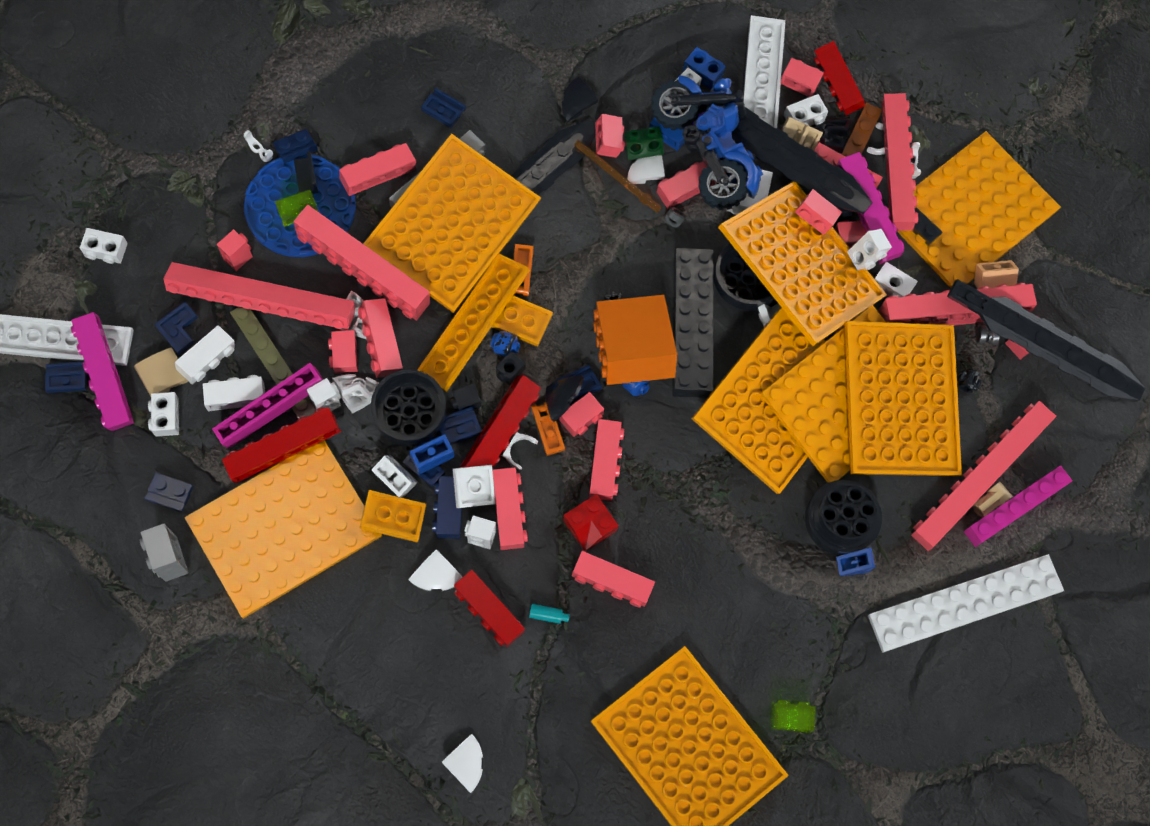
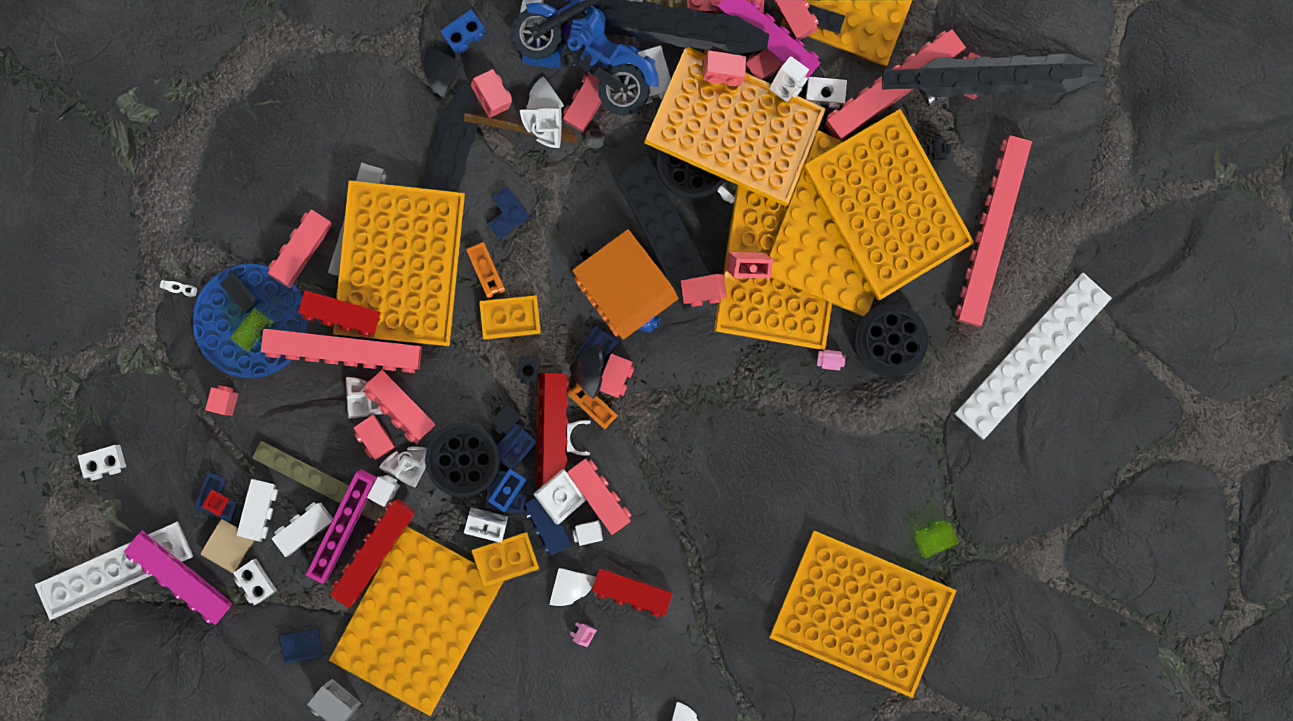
camera: 20 degrees left, 15 degrees up
(65, 377) = (148, 598): dark blue plate -> none
(175, 329) = (215, 502): none -> red tile
(259, 296) = (270, 430): coral brick -> none
(295, 146) = (211, 268): dark blue plate -> none
(379, 228) = (339, 312): none -> red brick
(423, 622) = (583, 635): none -> bright pink tile
(443, 108) = (322, 151): dark blue plate -> none
(473, 320) = (471, 346): light orange plate -> none
(504, 343) = (511, 349): blue head -> none
(548, 614) = (684, 567): teal cylinder -> none
(568, 241) = (512, 215): none -> dark blue plate
(590, 522) = (676, 469): red slope -> none
(605, 459) = (658, 406): coral brick -> none
(613, 75) = (459, 27): none -> blue brick
(613, 579) = (722, 507): coral brick -> none
(639, 181) = (544, 124): none -> white brick
(643, 143) = (526, 83): dark green brick -> none
(702, 376) = (703, 289): none -> coral brick
(754, 376) = (749, 265): none -> coral brick
(780, 505) = (831, 359): none -> bright pink brick
(856, 562) = (921, 375): blue slope -> none
(994, 498) = (1013, 246): tan piece -> none
(996, 274) = (914, 32): light nougat brick -> none
(1017, 506) = (1037, 244): dark pink brick -> none

